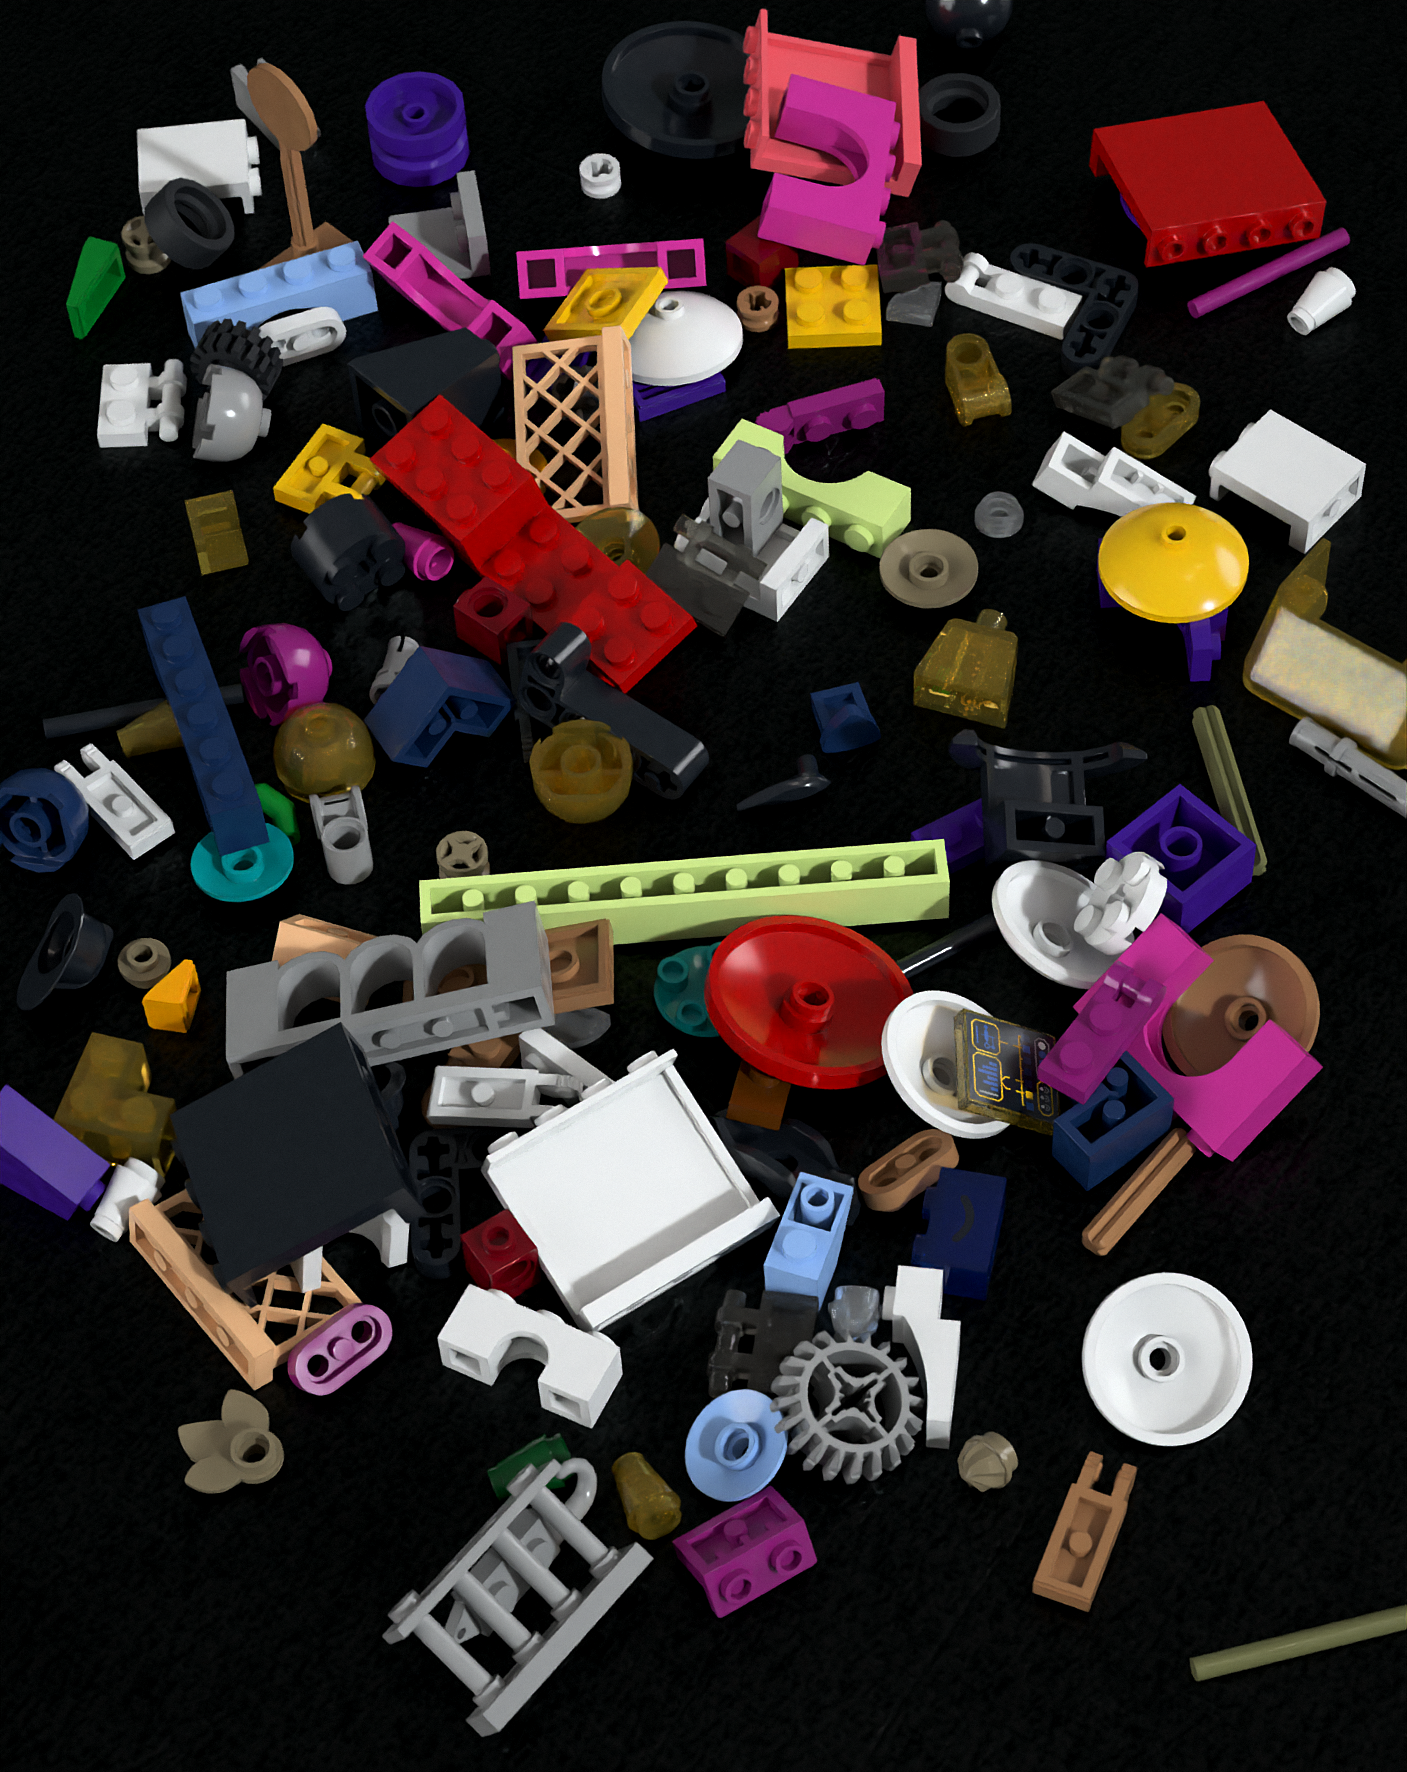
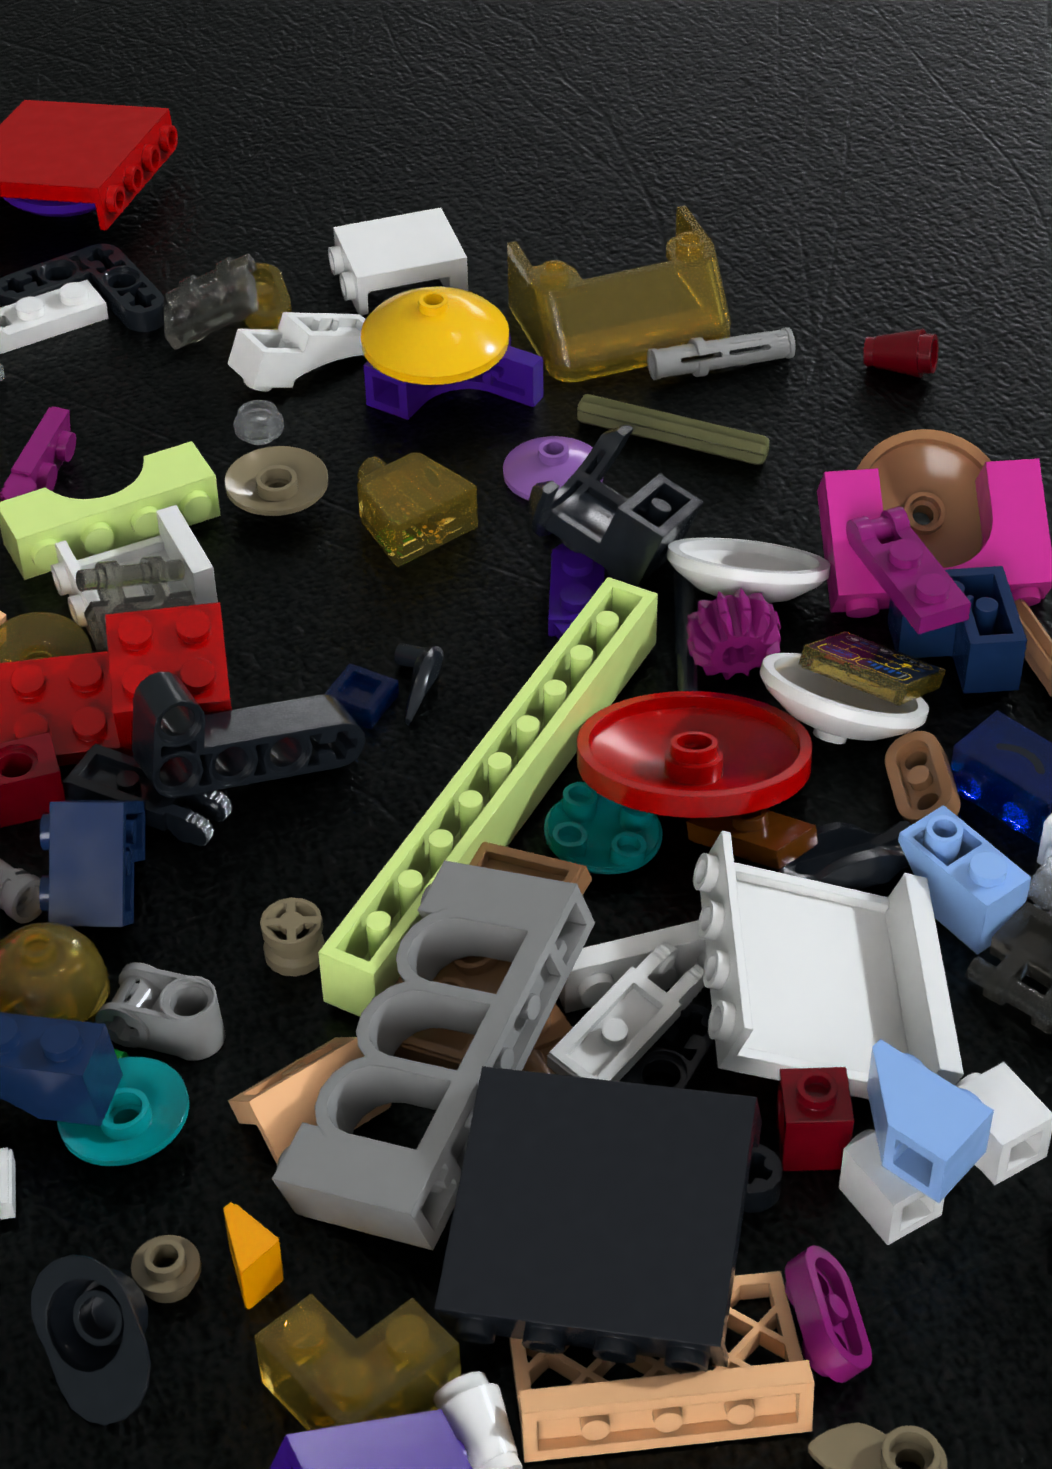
camera: 60 degrees left, 10 degrees down
(499, 1313) = (924, 1123): none -> light blue slope
(581, 771) = (289, 784): clear yellow cylinder -> none
(742, 764) = (364, 694): none -> clear blue tile
(746, 496) = (100, 518): light grey brick -> none
(843, 718) = (376, 608): dark blue tile -> none
(969, 958) = (733, 633): none -> magenta gear
(974, 379) = (101, 371): clear yellow piece -> none
(1124, 898) = (751, 494): white plate -> none
(1138, 726) = (542, 461): none -> medium lavender dish
(1200, 852) = (739, 471): dark purple brick -> none
(1268, 272) = (176, 190): magenta bar -> none
(1323, 299) = (240, 169): white cone -> none

